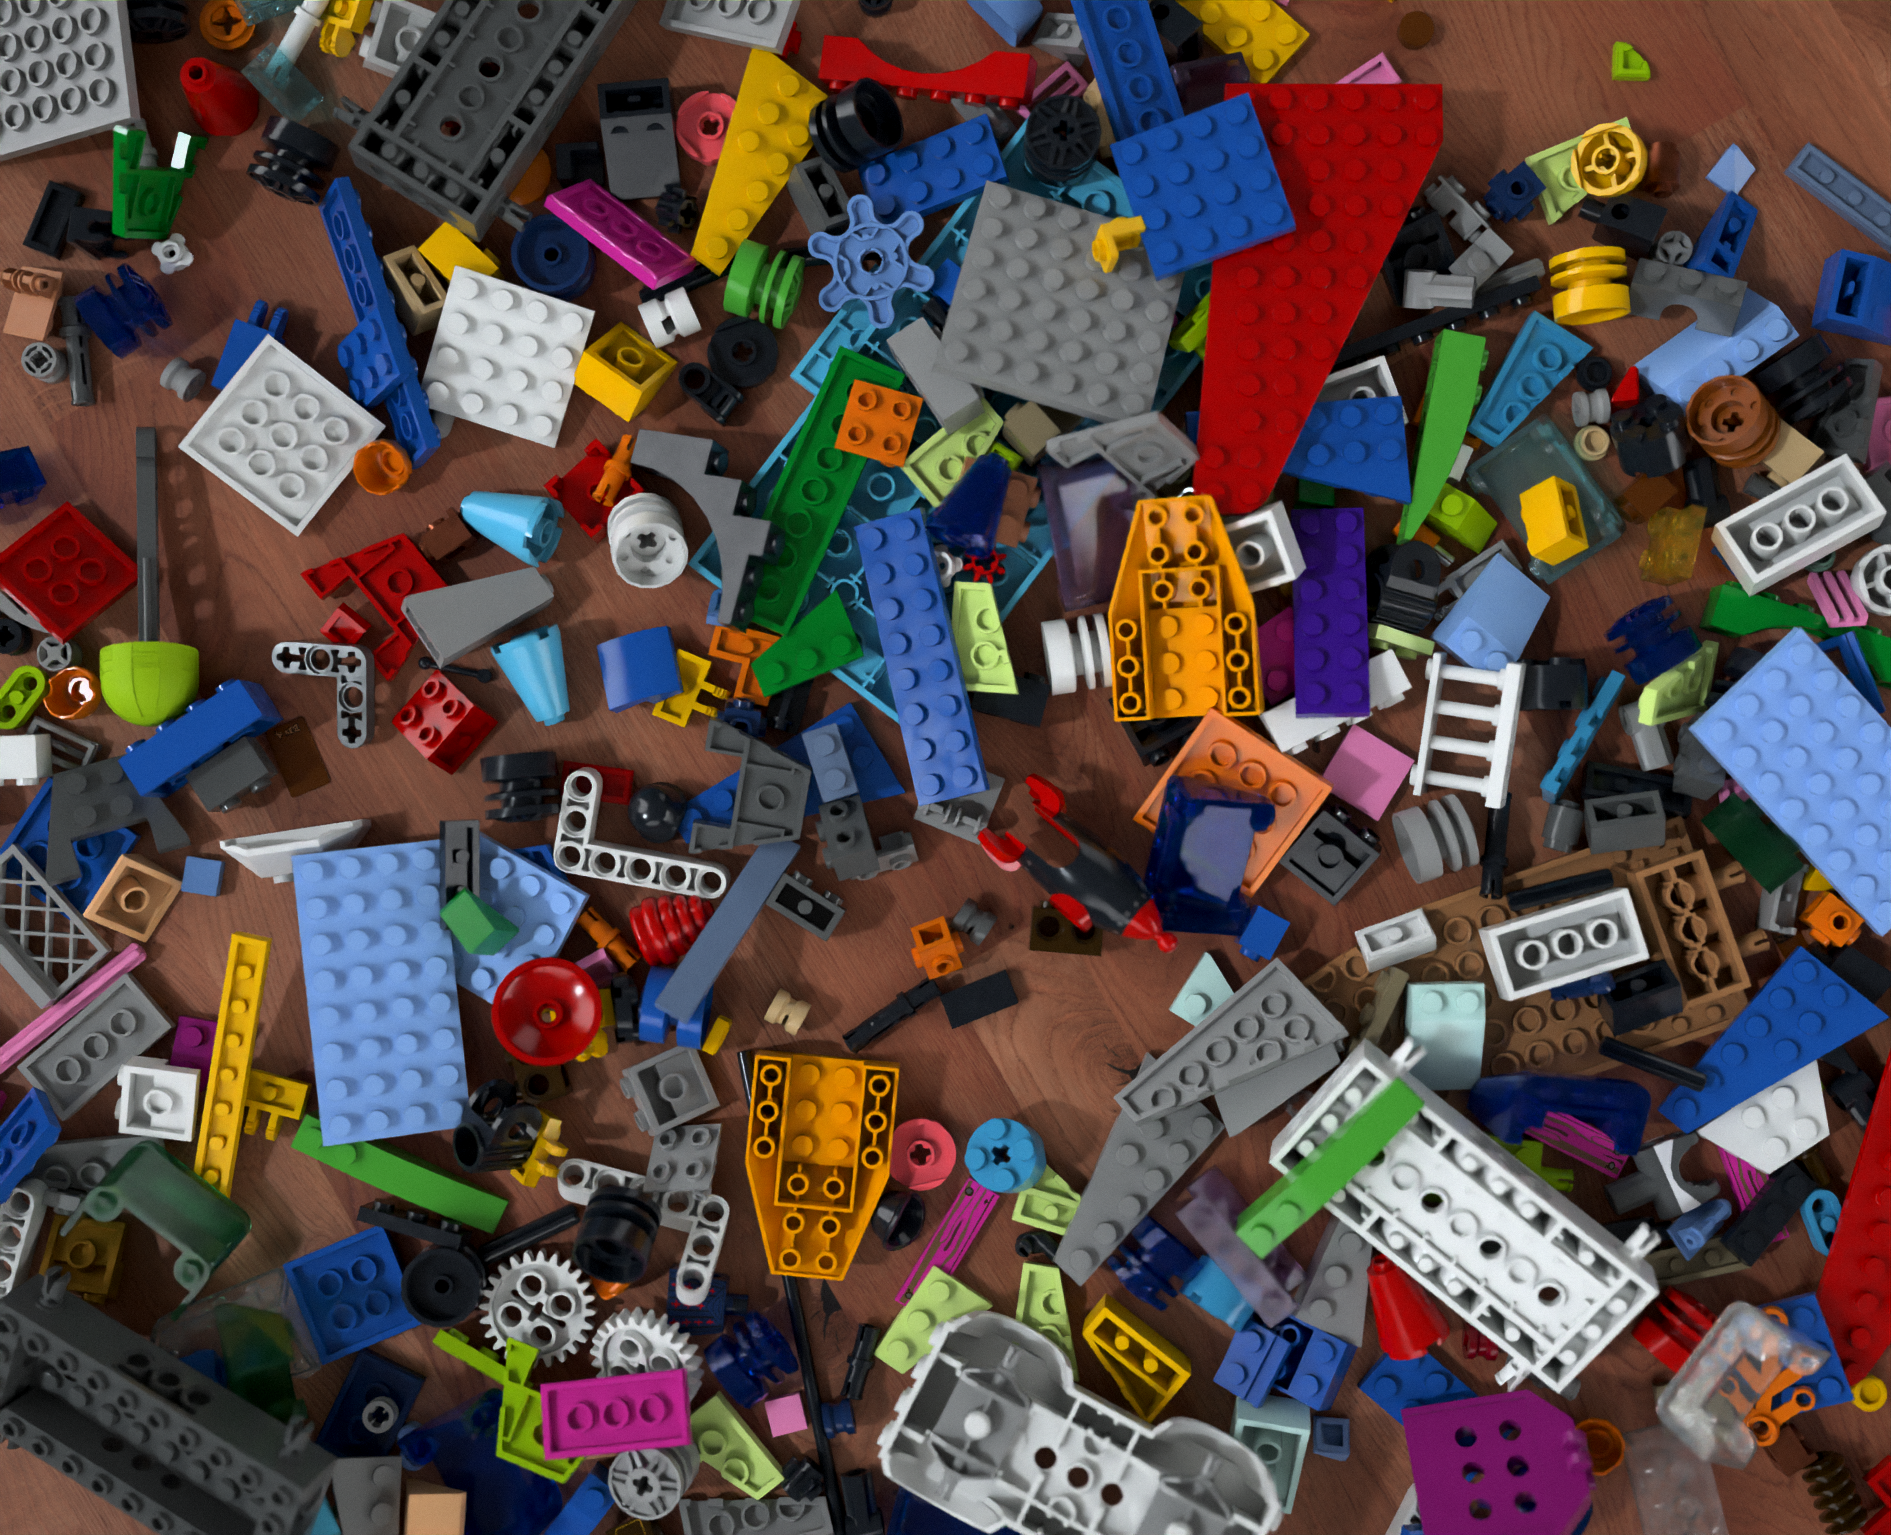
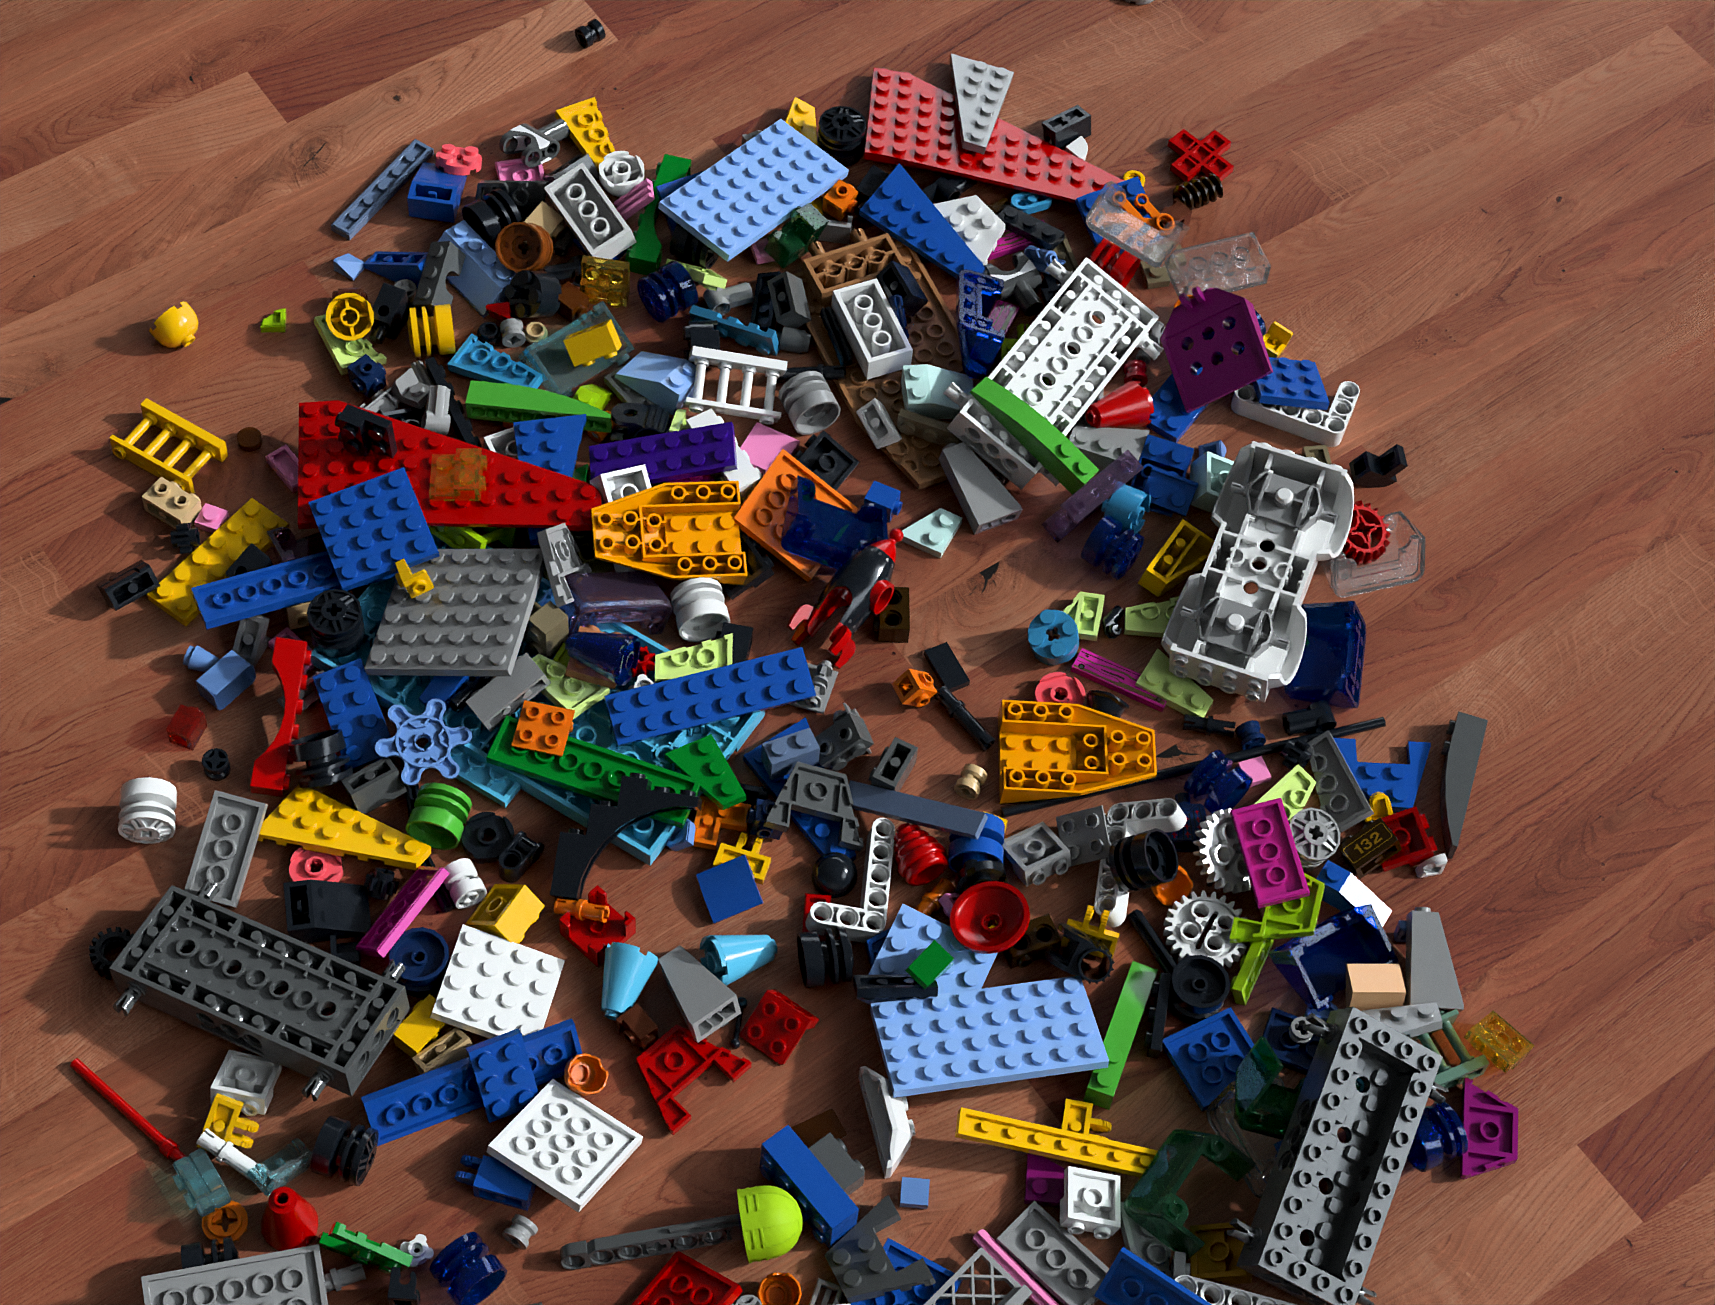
camera: 105 degrees left, 30 degrees down
(134, 897) = (935, 1239): light nougat slope -> none
(345, 626) = (712, 1097): red plate -> none
(347, 677) = (752, 1090): dark grey beam -> none
(647, 540) = (635, 878): white wheel -> none
(973, 921) = (894, 667): dark grey wheel -> none
(1130, 1179) = (1047, 565): light grey wing -> none
(1247, 1035) = (953, 497): light grey wing -> none
(1284, 305) = (458, 475): none -> plate
(1355, 163) = (365, 432): none -> black plate
(1652, 1064) = (943, 284): black axle -> none
(1695, 769) = (747, 266): dark grey brick -> none

